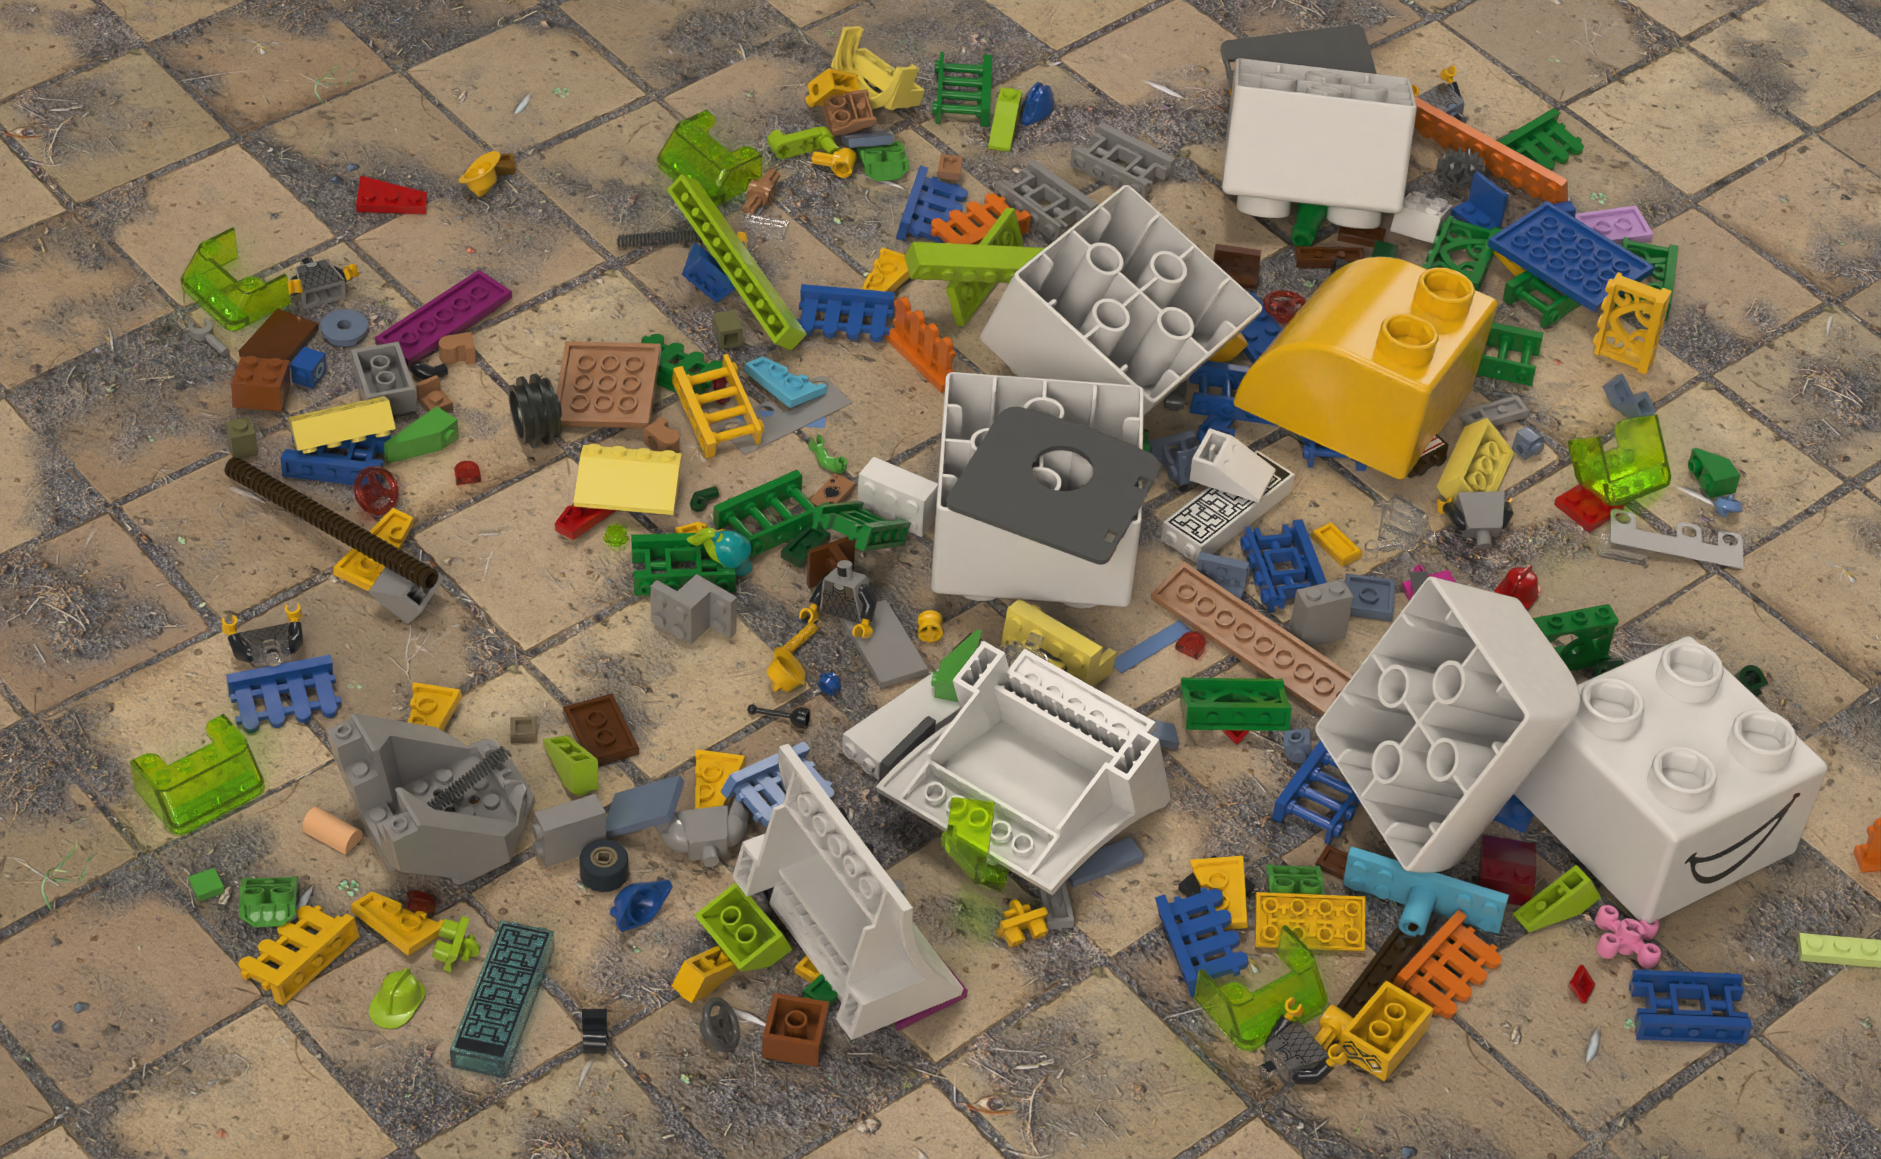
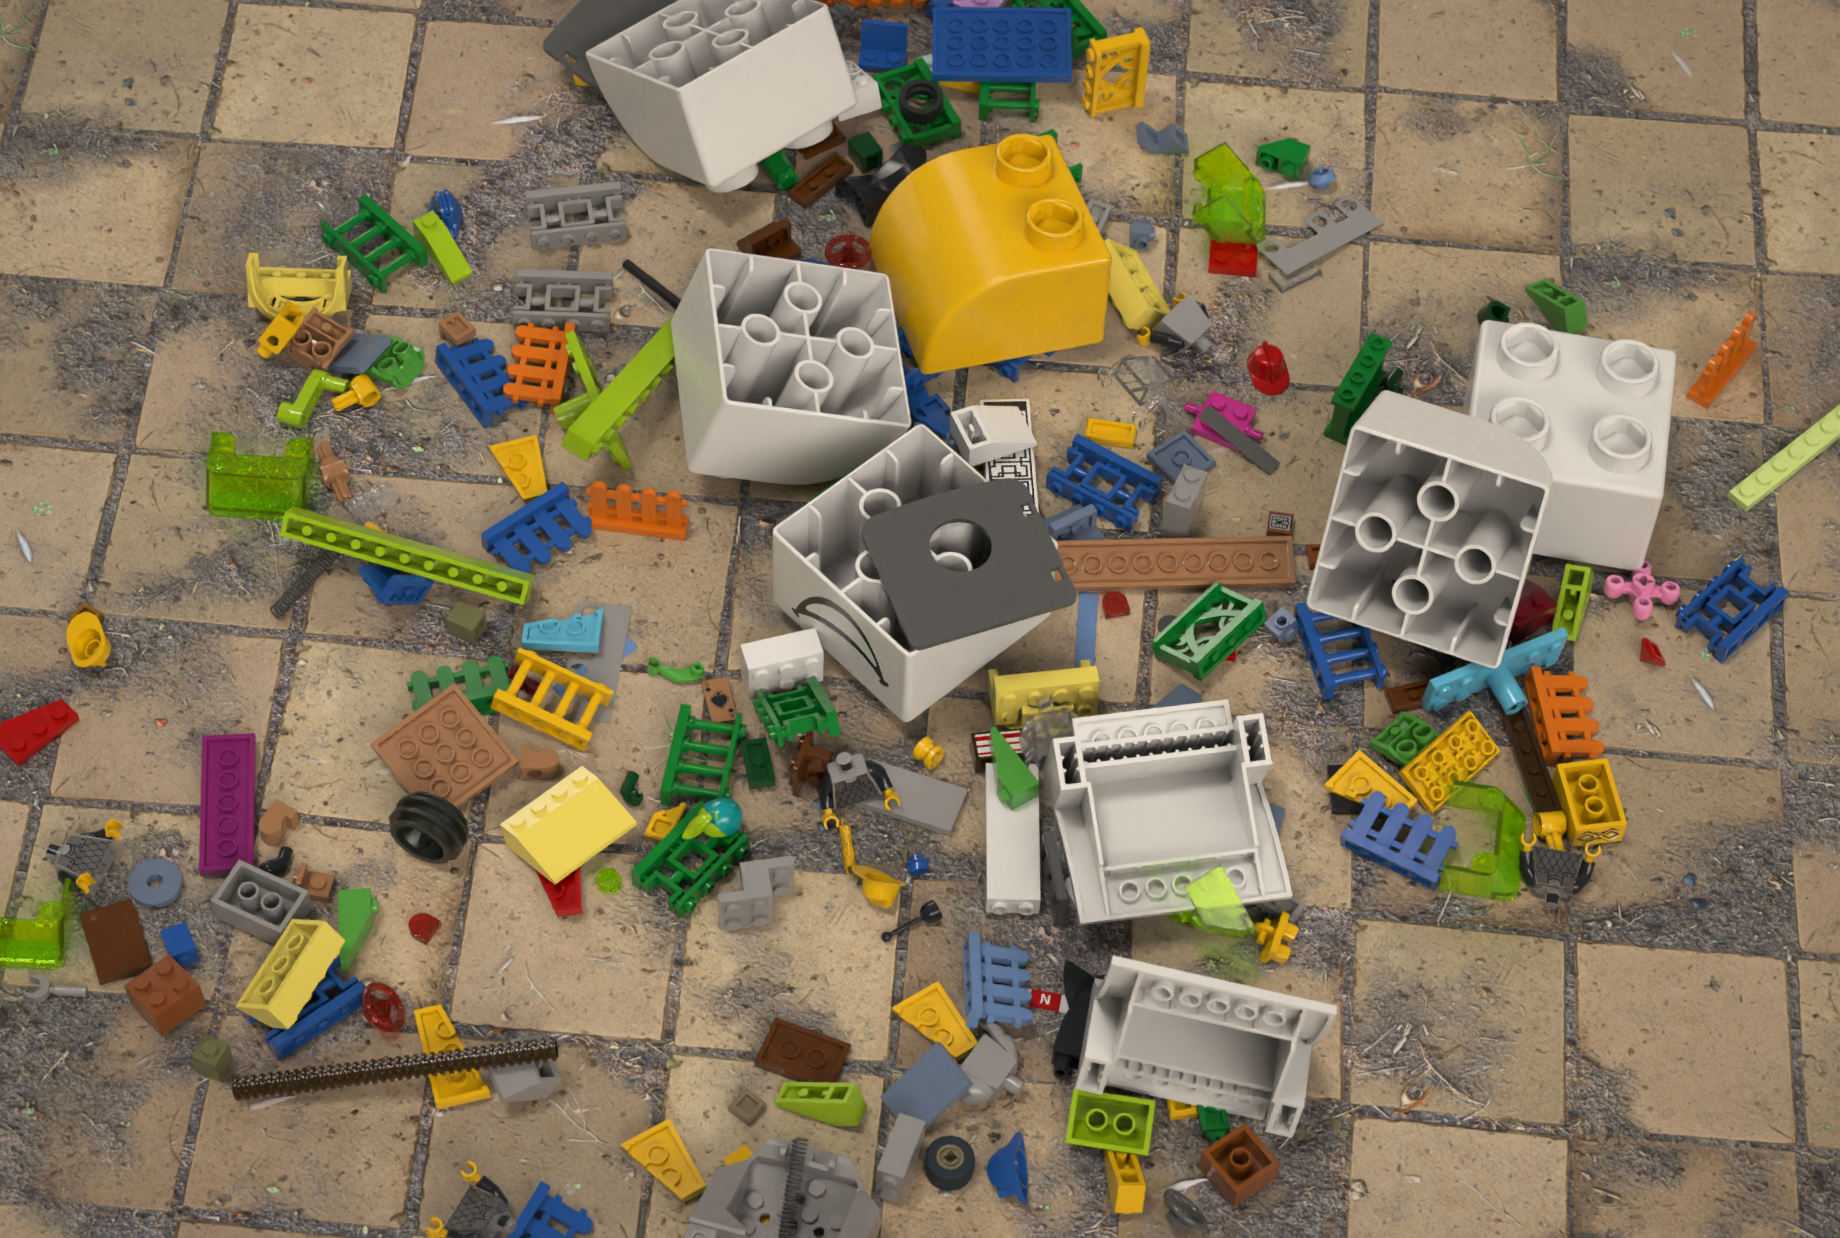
camera: 45 degrees left, 10 degrees up
(1457, 261) = (921, 87): none -> black tyre
(1815, 715) = (1559, 306): none -> bright green slope

